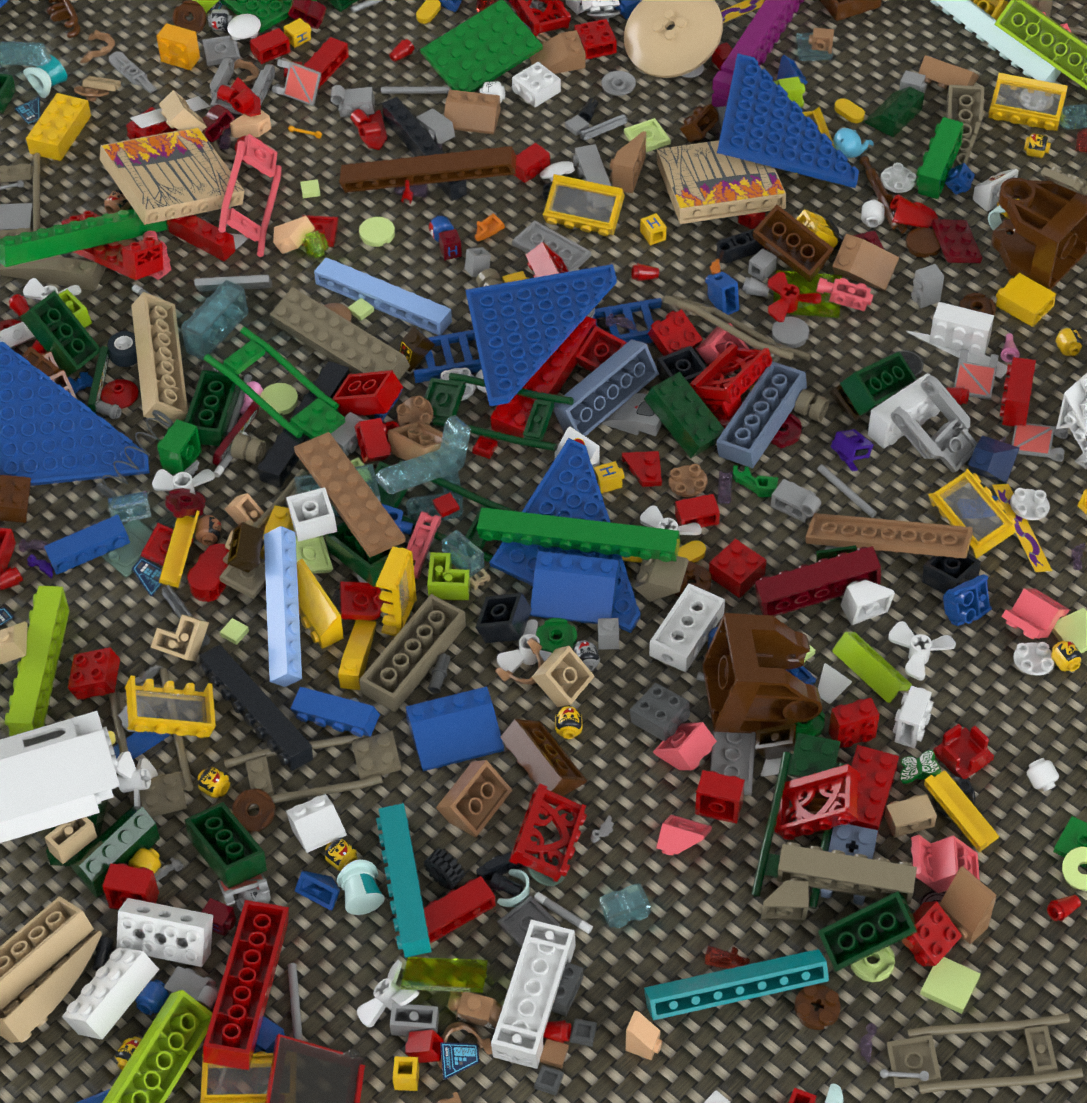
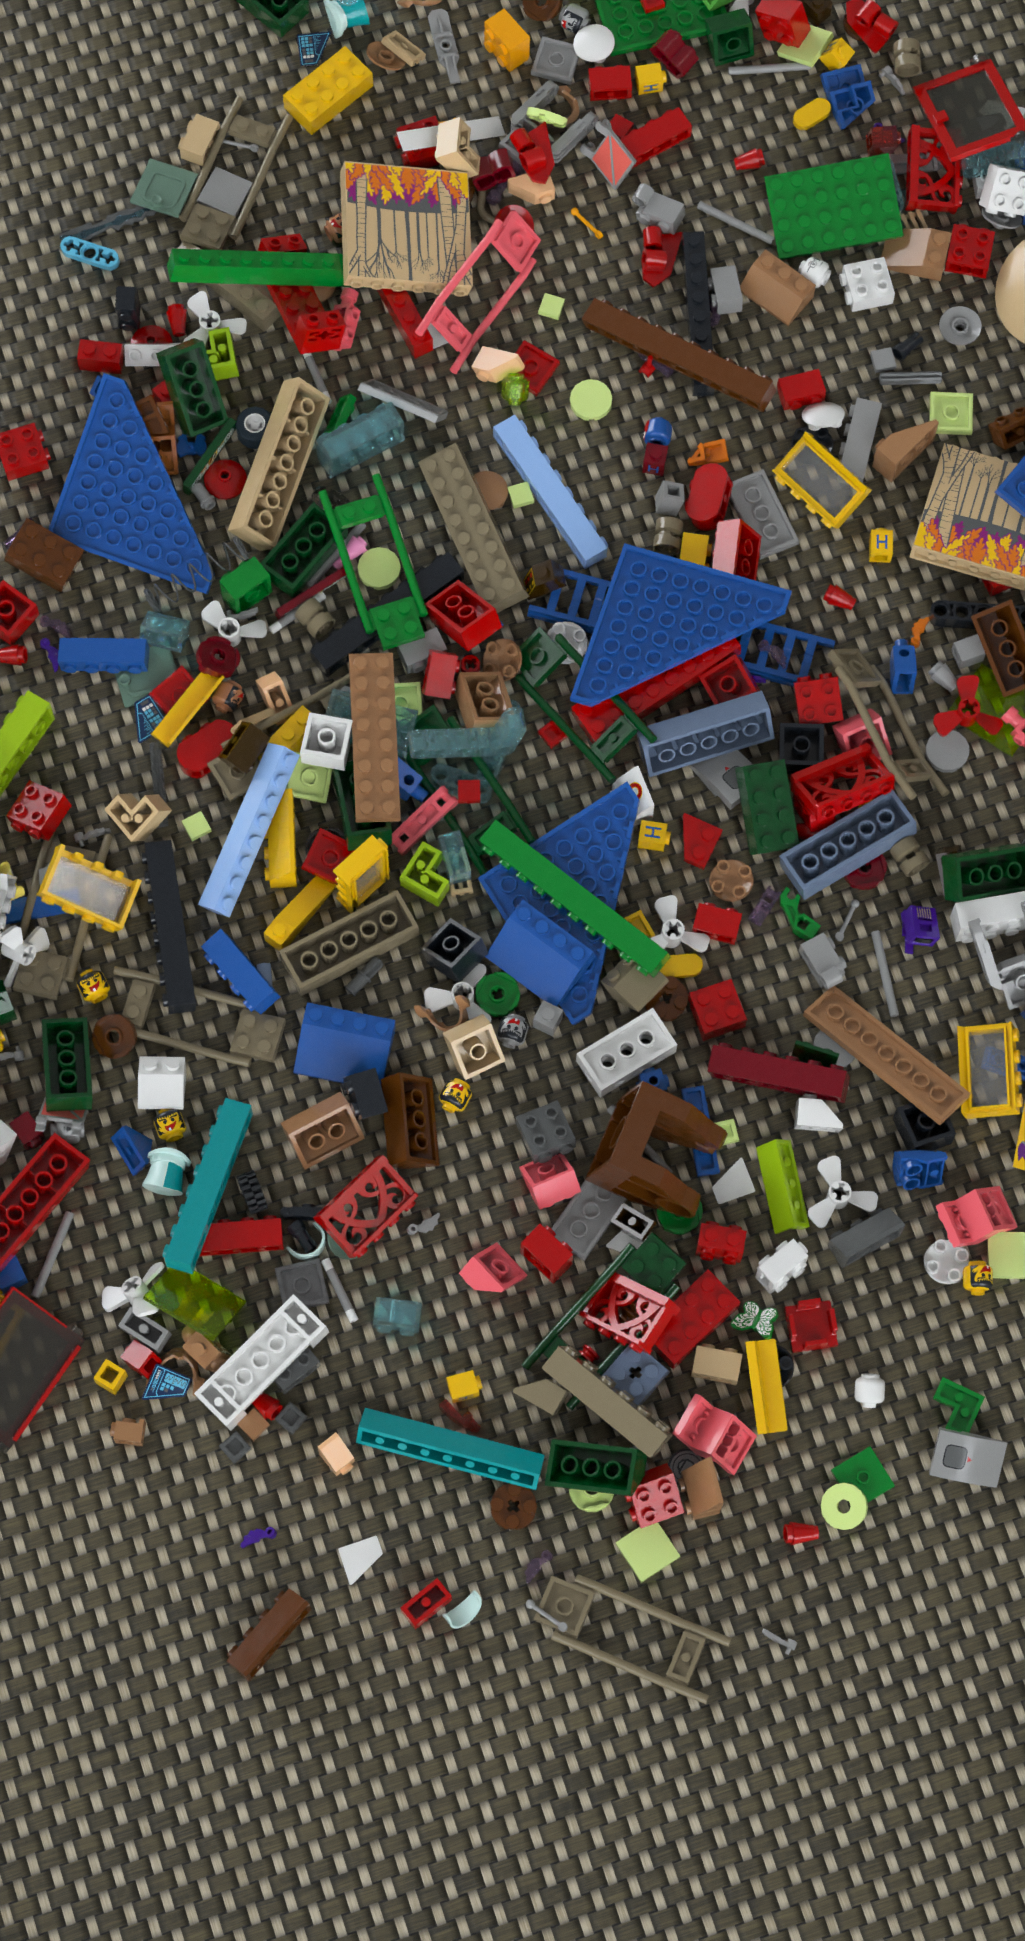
camera: 25 degrees right, 20 degrees up
(188, 308) = (341, 412): none -> green plate
(241, 70) = (546, 116): none -> yellowish green tile
(496, 746) = (364, 1094): none -> black brick
(505, 249) = (708, 496): none -> red brick
(715, 931) = (463, 1386): none -> yellow brick
(791, 456) = (839, 935): none -> light grey hinge
(962, 667) = (865, 1236): none -> dark grey slope

